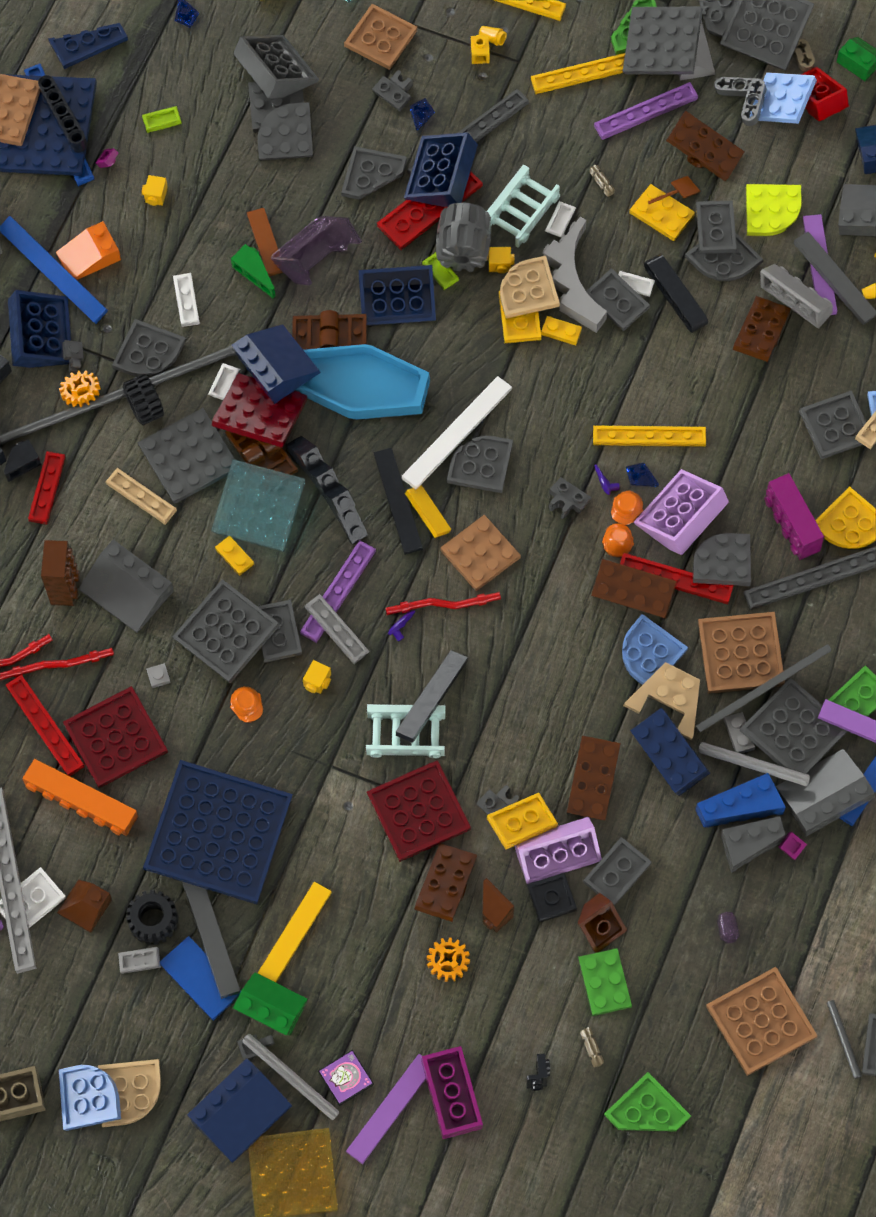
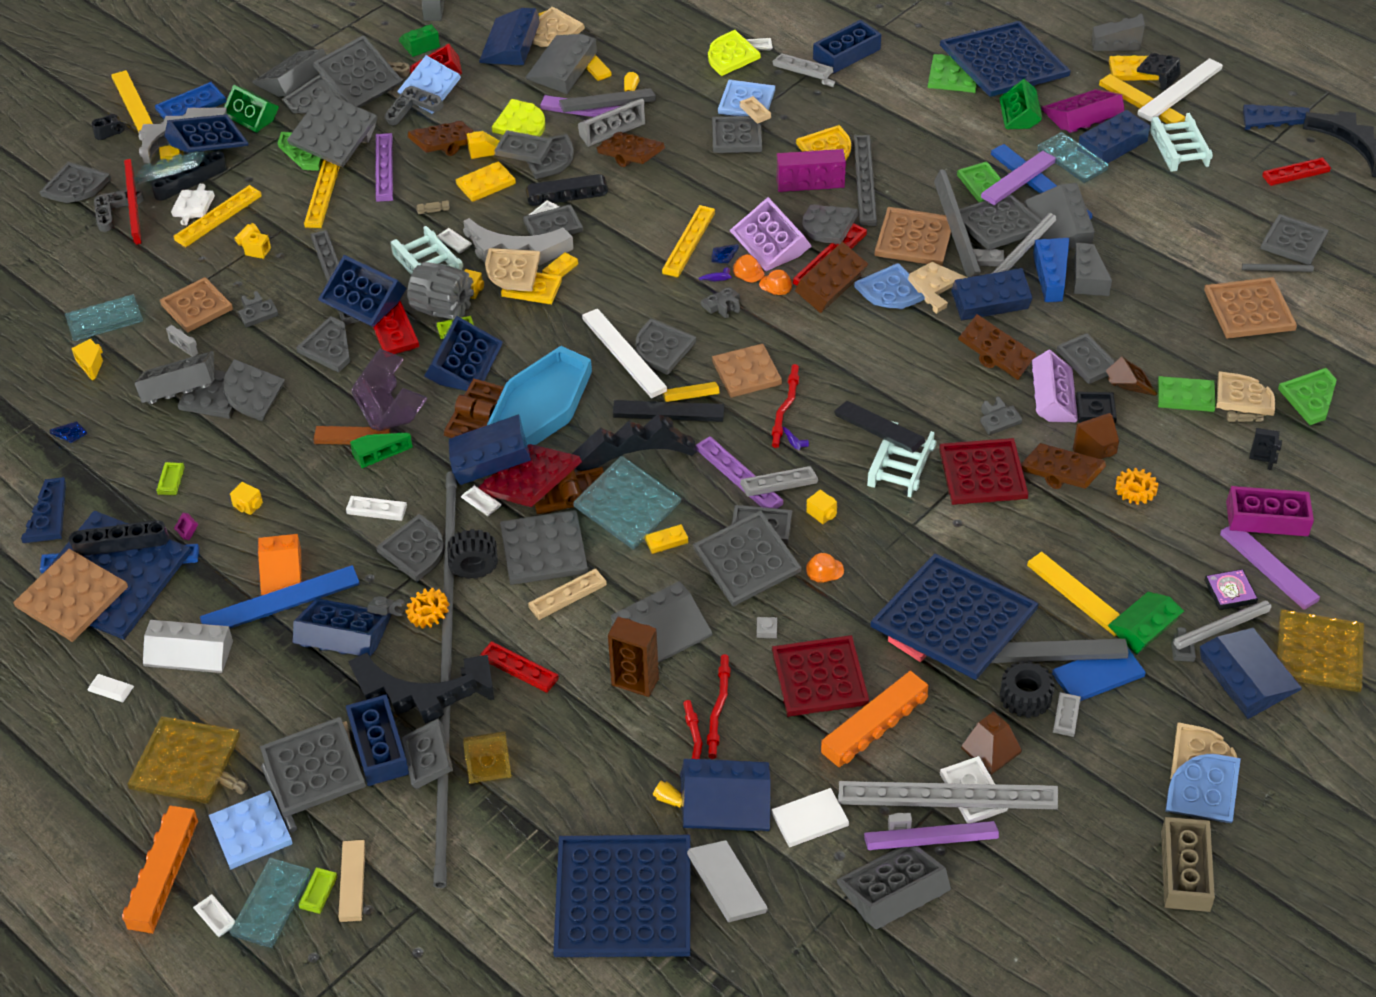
camera: 70 degrees left, 20 degrees down
(44, 725) = (782, 730): red plate -> none
(331, 41) = (182, 341): none -> light grey plate
(421, 112) = (291, 298): clear blue piece -> none
(522, 821) = (1023, 398): yellow tile -> none
(616, 1037) = (1244, 394): none -> tan plate
(683, 186) = (471, 162): dark orange piece -> none
(712, 185) = (481, 144): none -> yellow slope
(728, 927) = (1160, 305): clear purple brick -> none
(792, 845) = (1102, 249): magenta plate -> none

